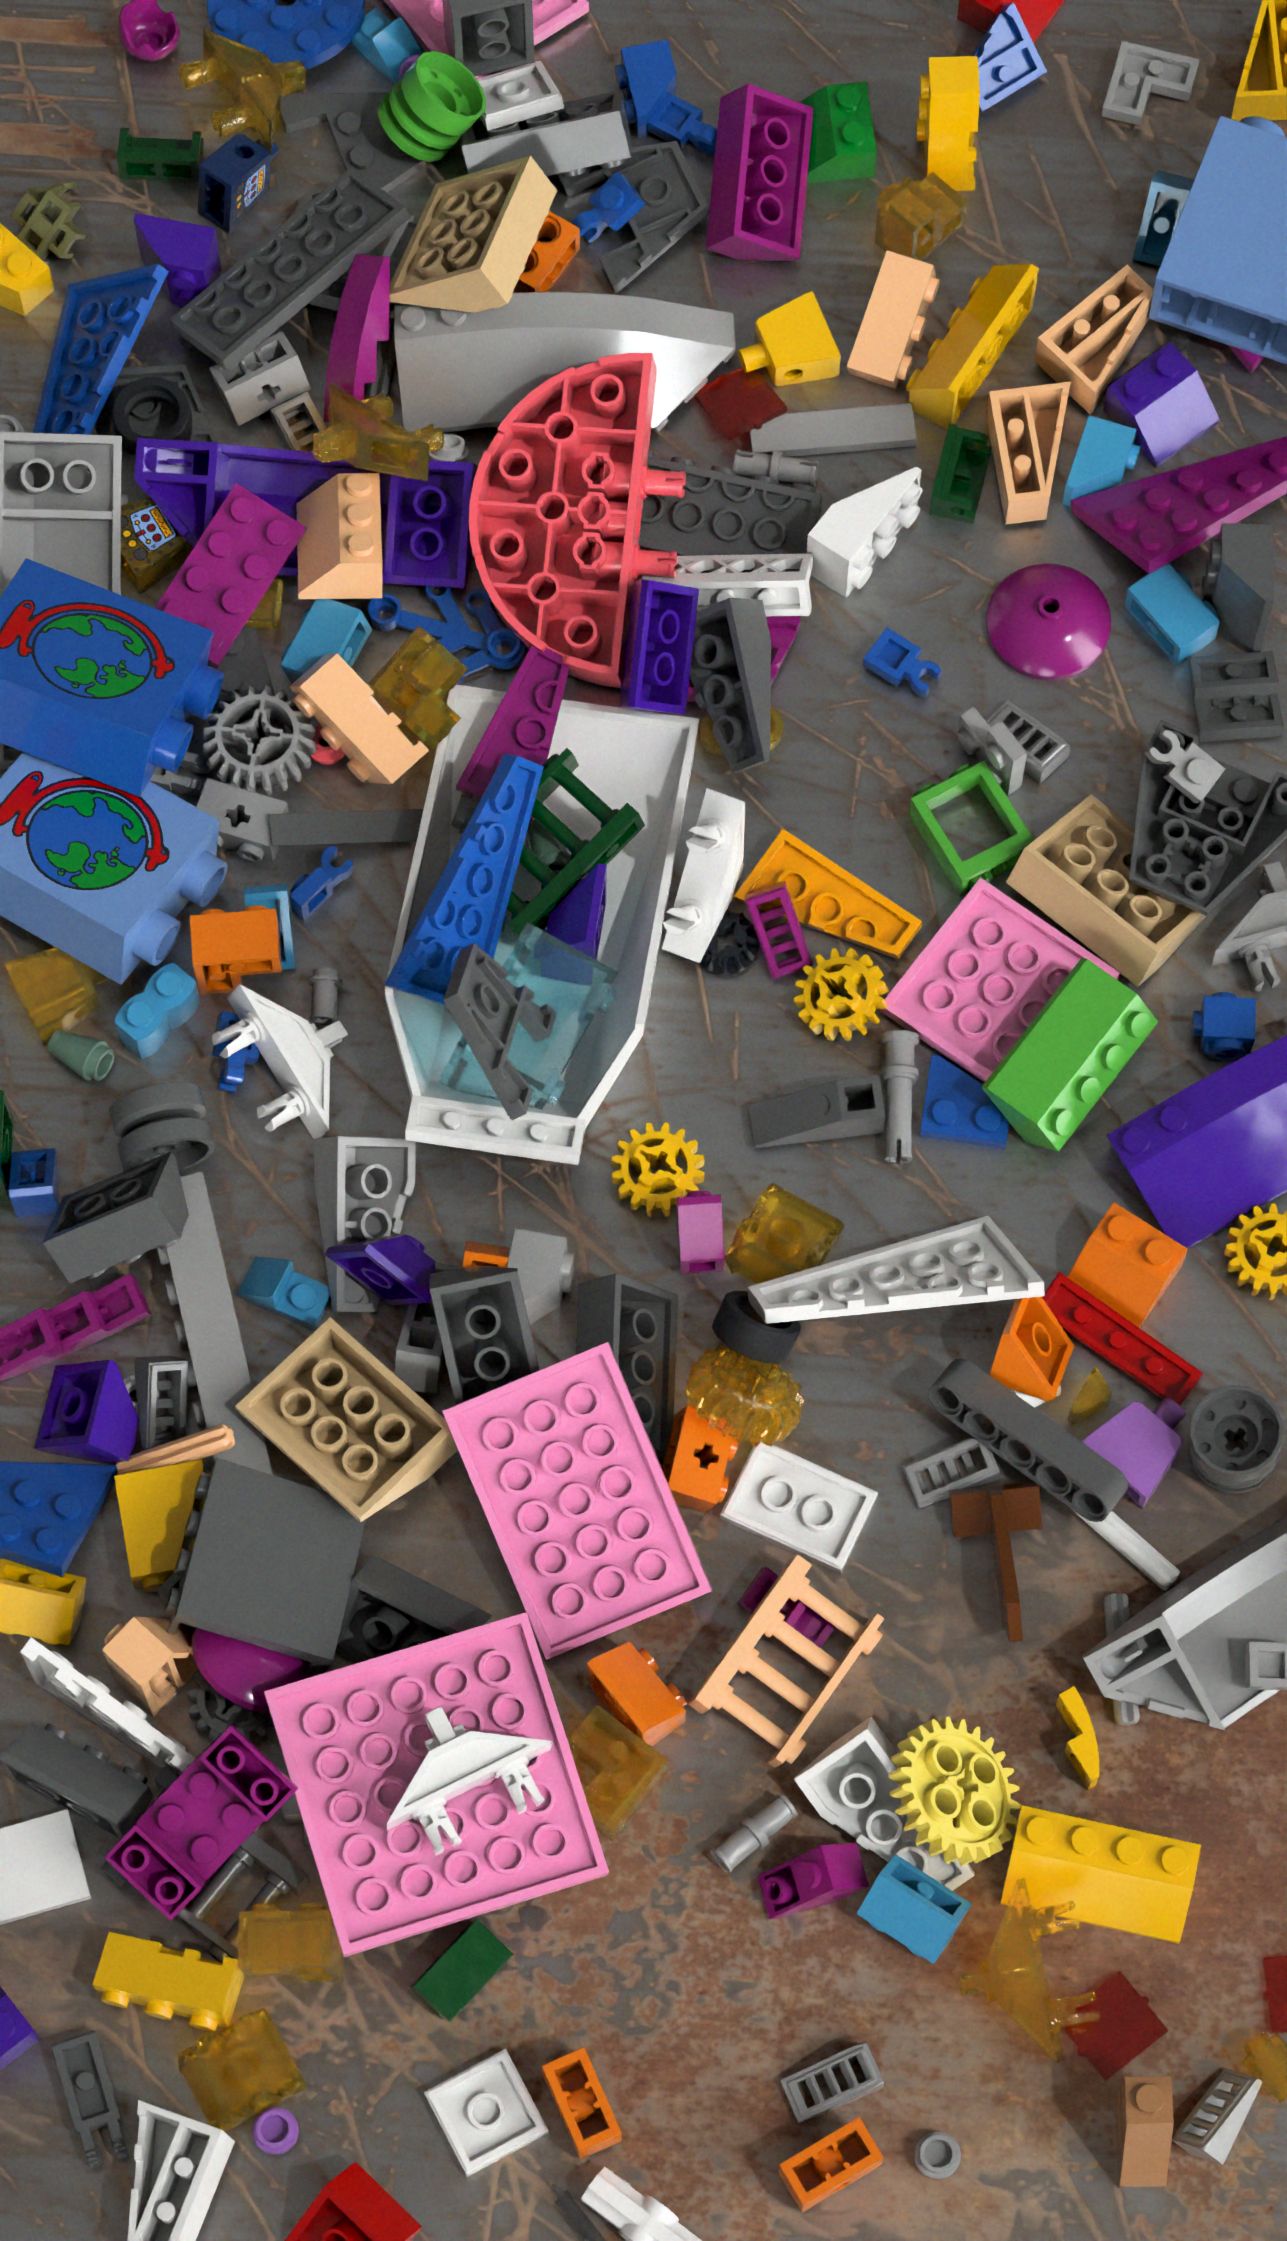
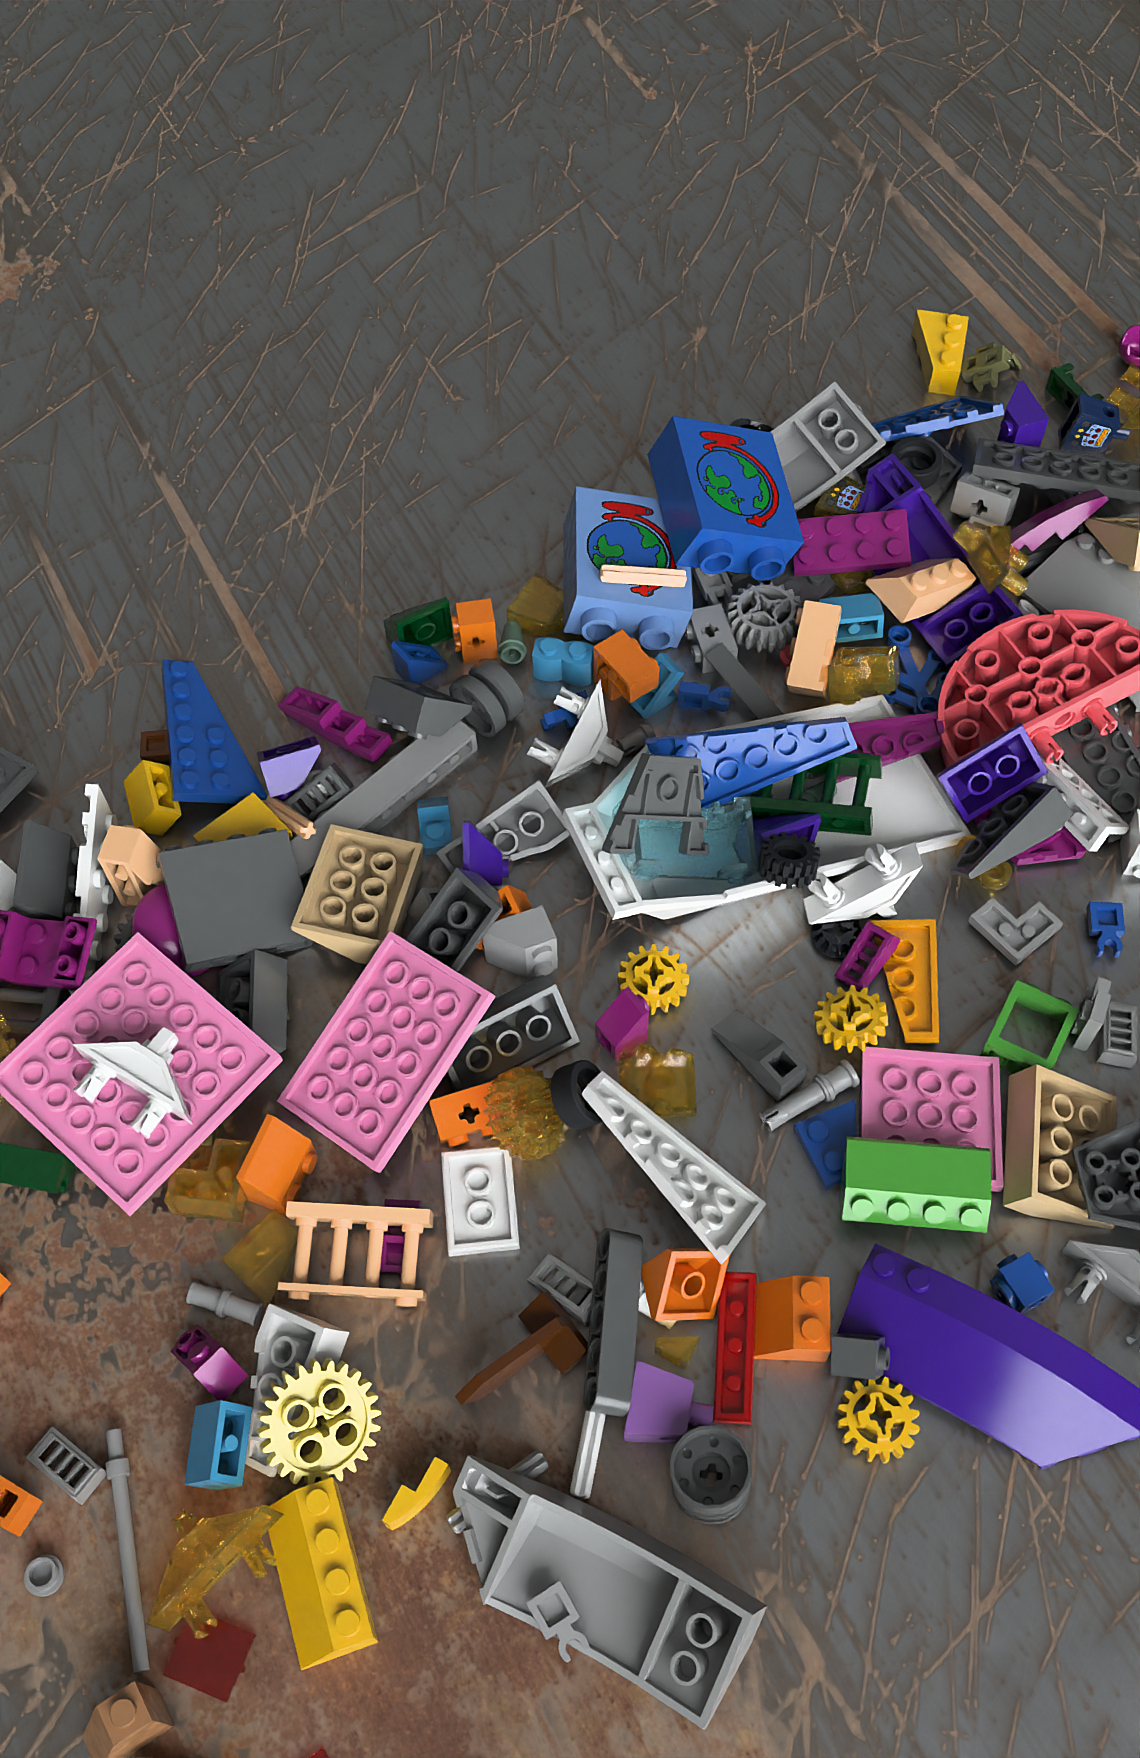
camera: 60 degrees right, 10 degrees down
(47, 1085) = (475, 629): none -> orange brick
(140, 844) = (642, 575): none -> light nougat axle
(643, 950) = (788, 860): none -> black tyre
(723, 1766) = (264, 1256): none -> clear yellow wing
(851, 762) = (1015, 936): none -> light grey plate
(873, 2032) = (118, 1471): none -> light grey bar
(1206, 1225) = (859, 1355): none -> dark grey brick

